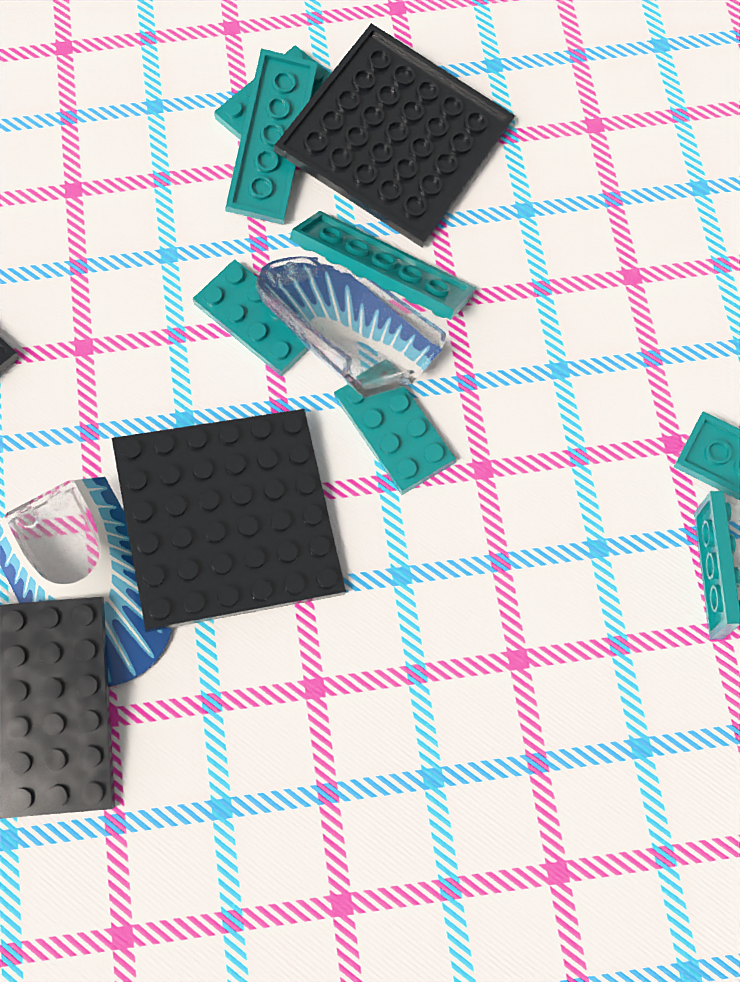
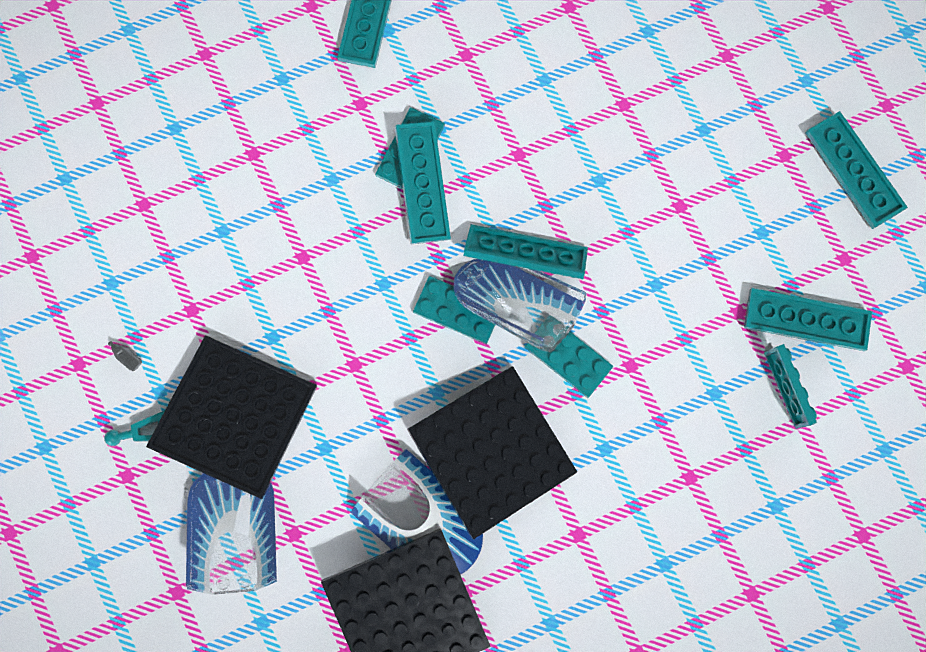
camera: 20 degrees left, 10 degrees up
(394, 134) = (501, 156): black plate -> none

